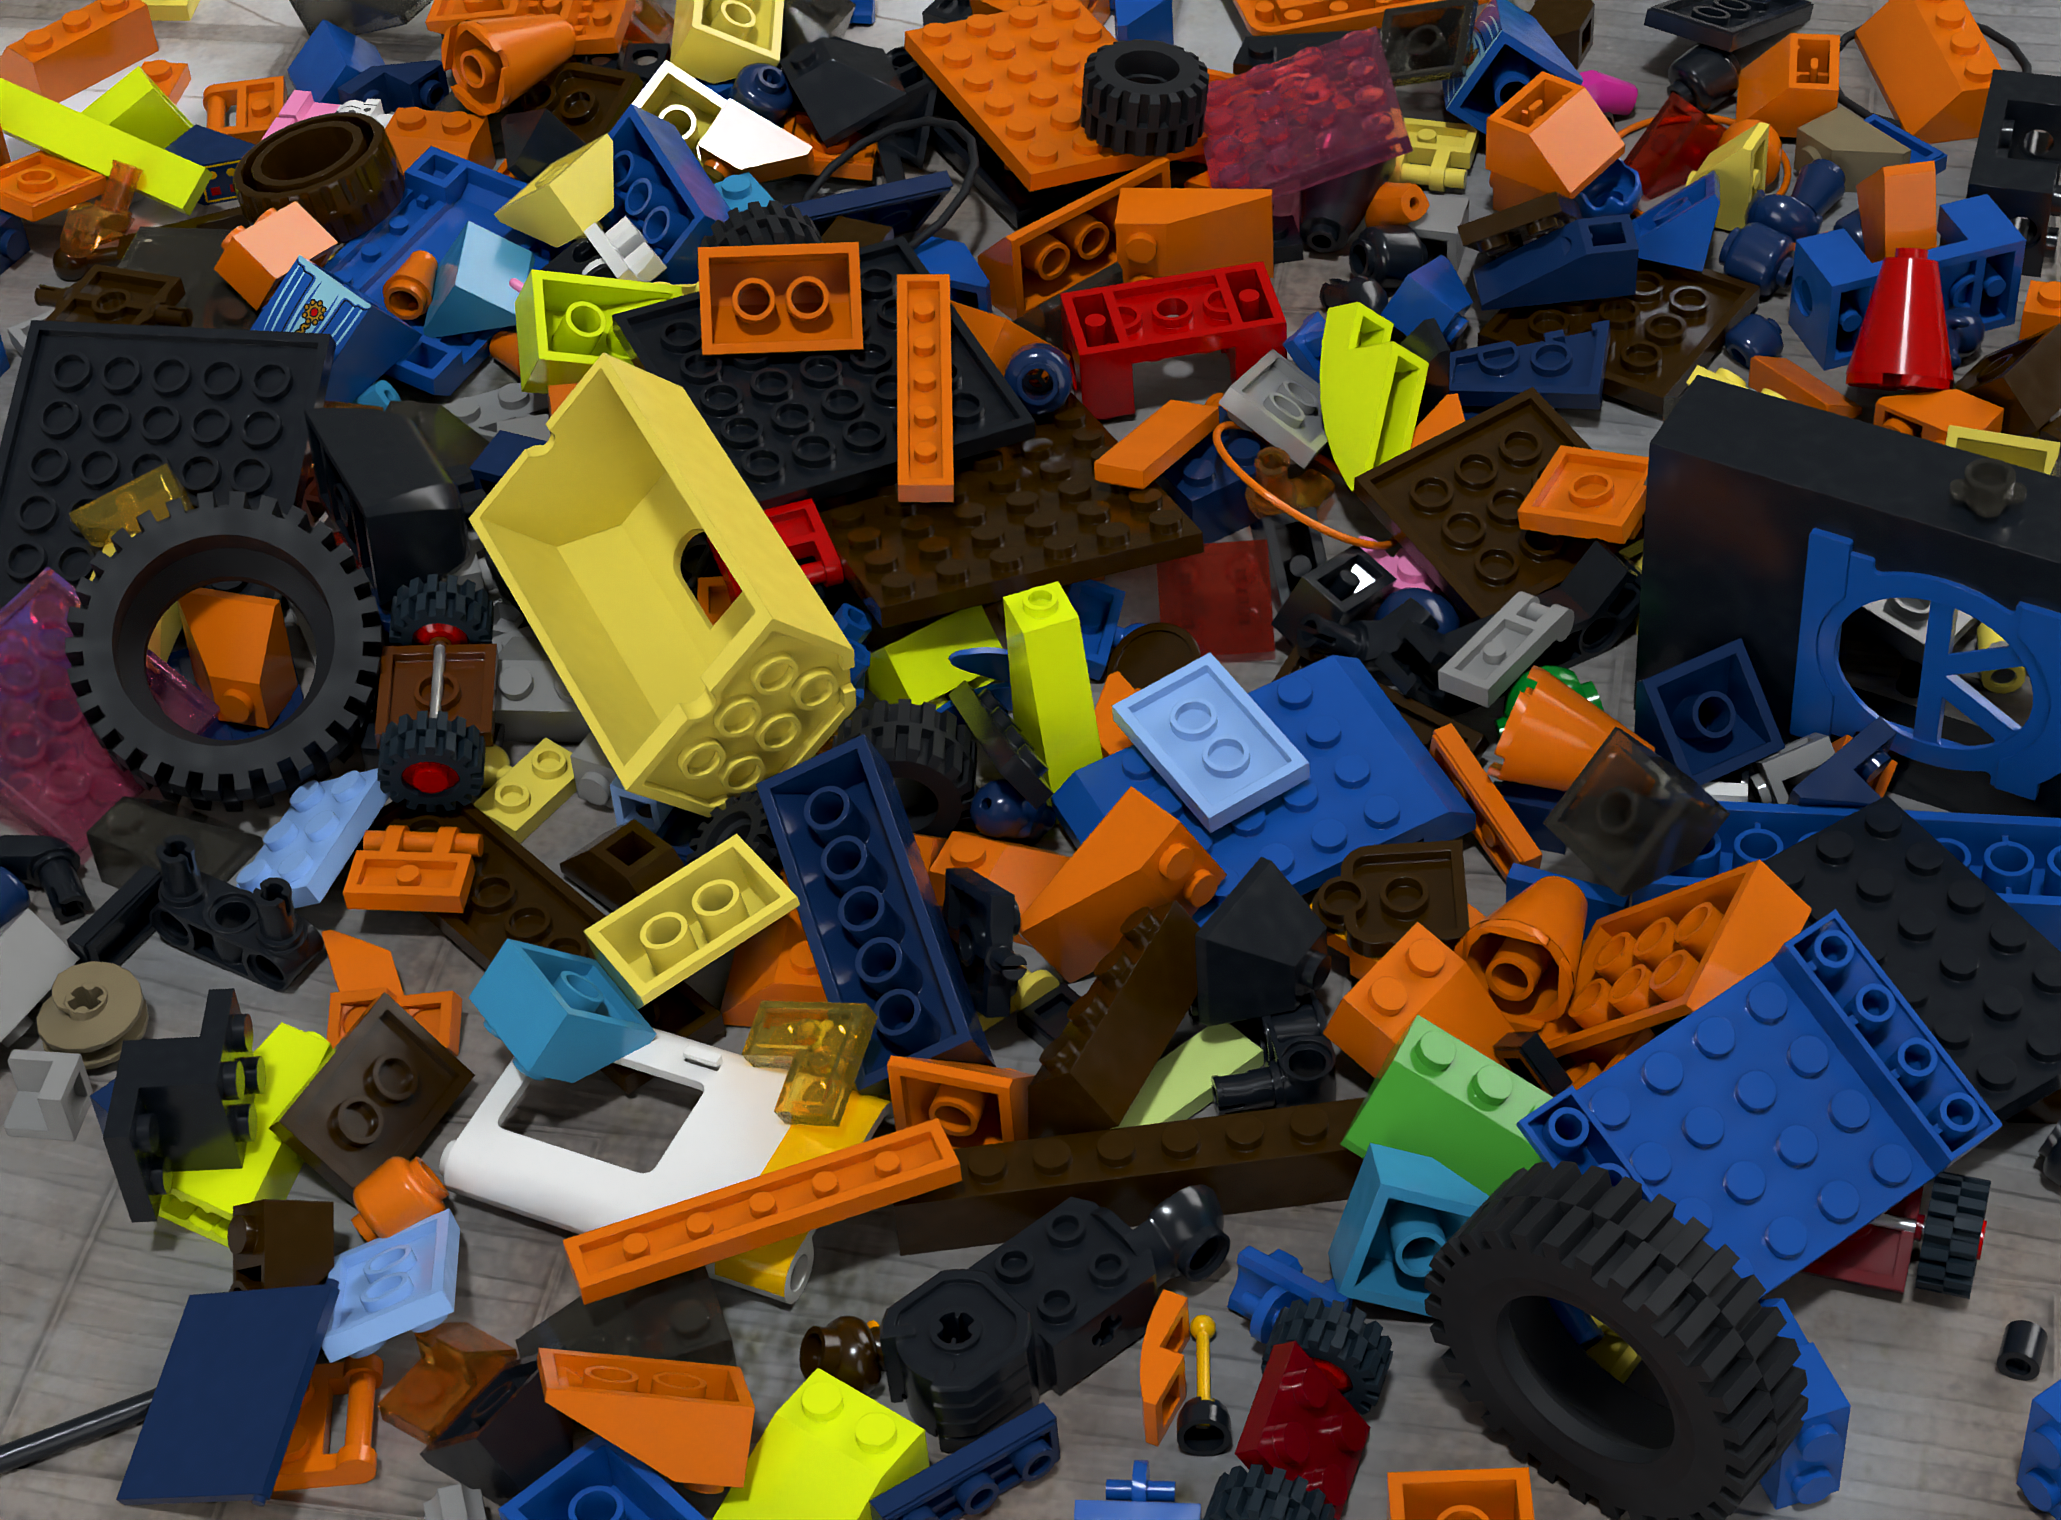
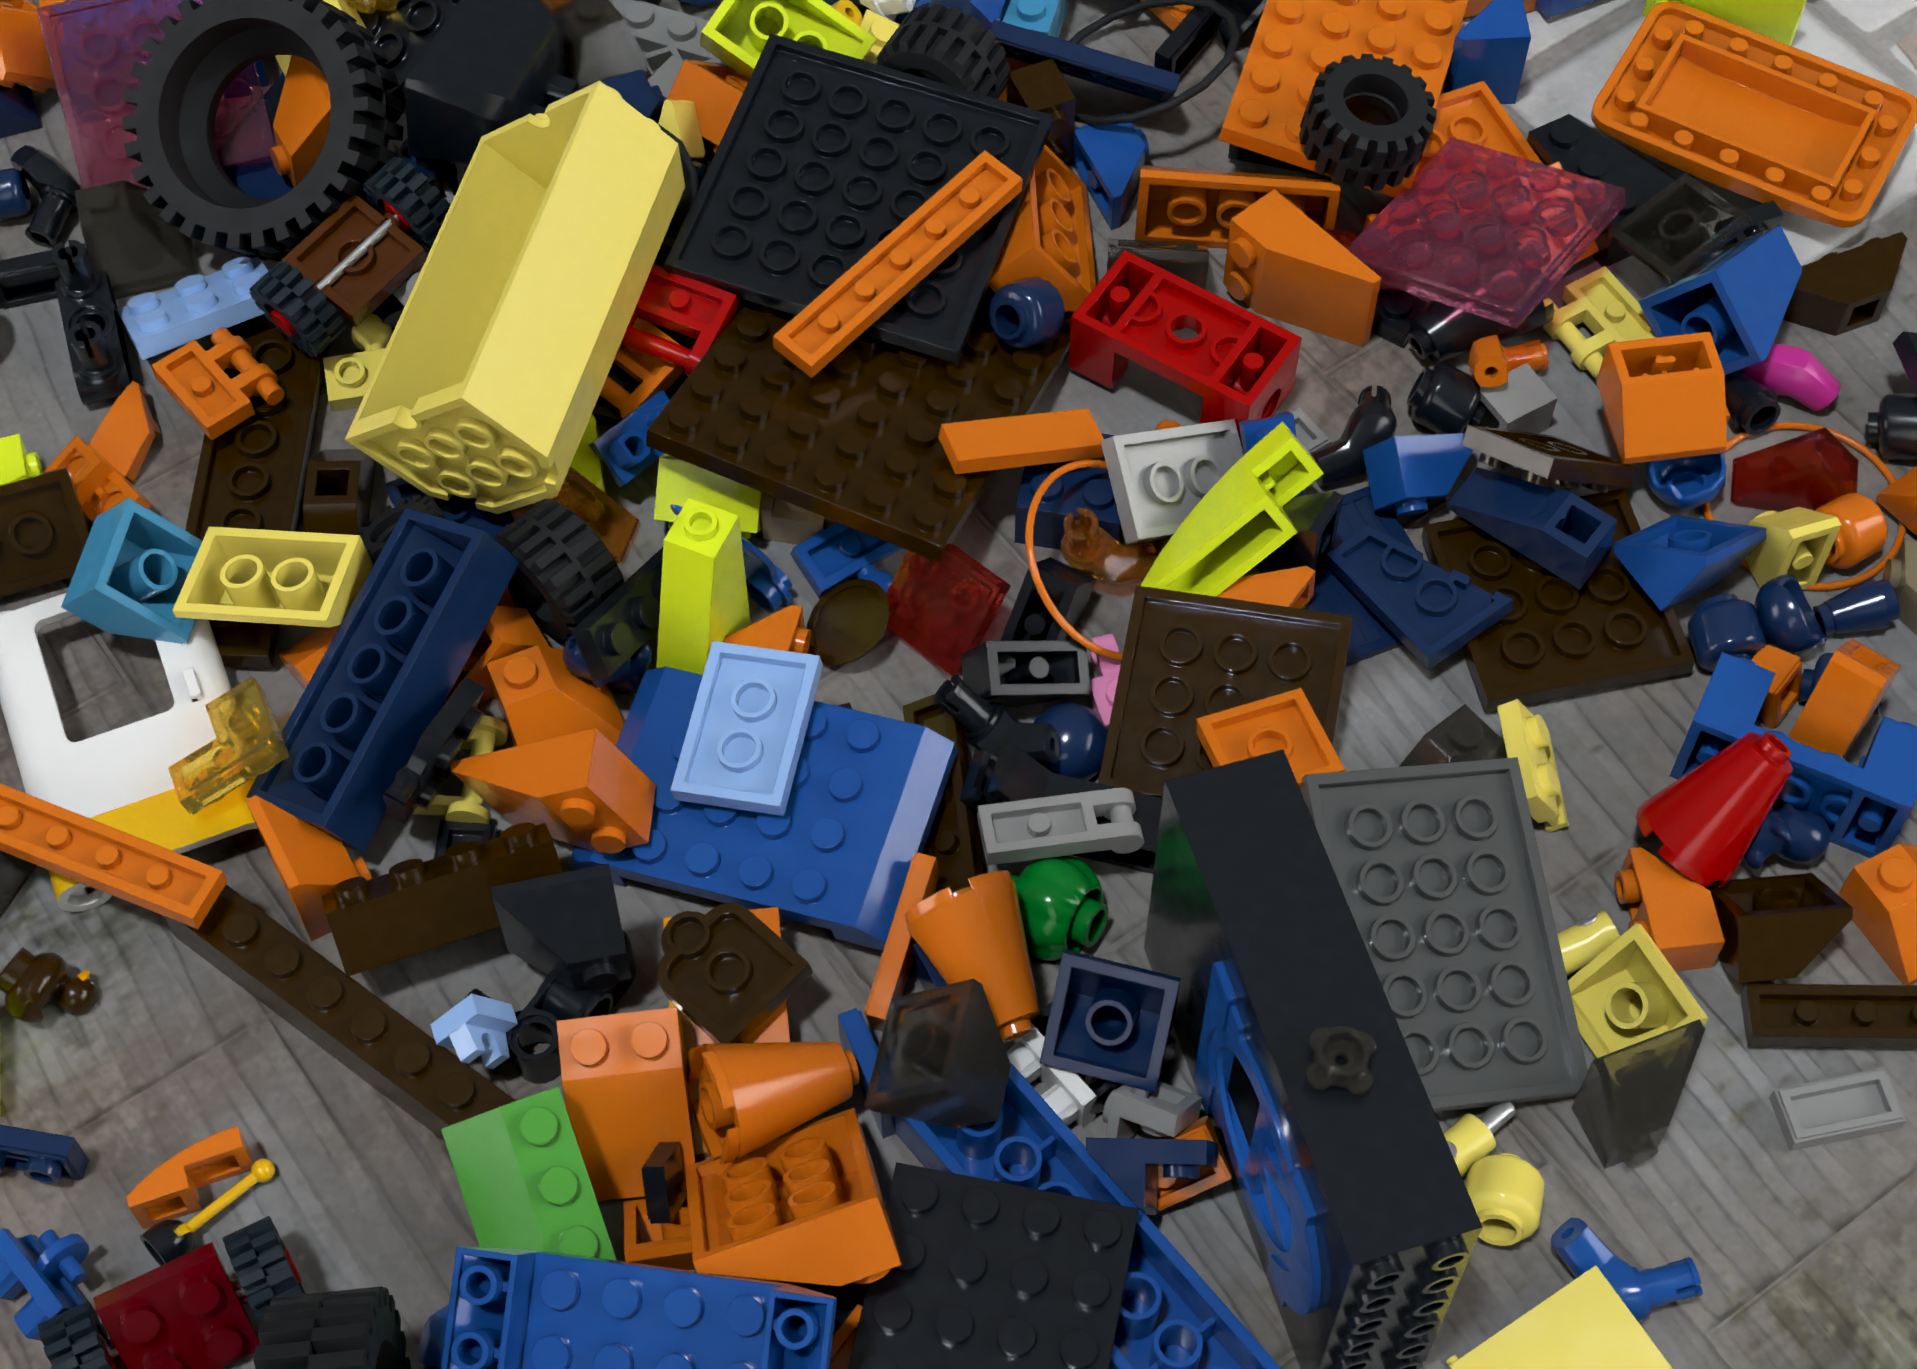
camera: 40 degrees right, 15 degrees up
(780, 298) = (880, 109): orange slope -> none
(1040, 1310) = (163, 1068): black brick -> none
(1182, 1078) = (457, 969): yellowish green tile -> none
(1262, 1080) = (476, 1029): none -> light blue tile
(1270, 1283) = (320, 1182): blue hips -> none
(1395, 1225) = (413, 1235): dark azure slope -> none
(1752, 338) = (1634, 707): dark blue piece -> none
(1798, 386) = (1616, 782): orange slope -> none

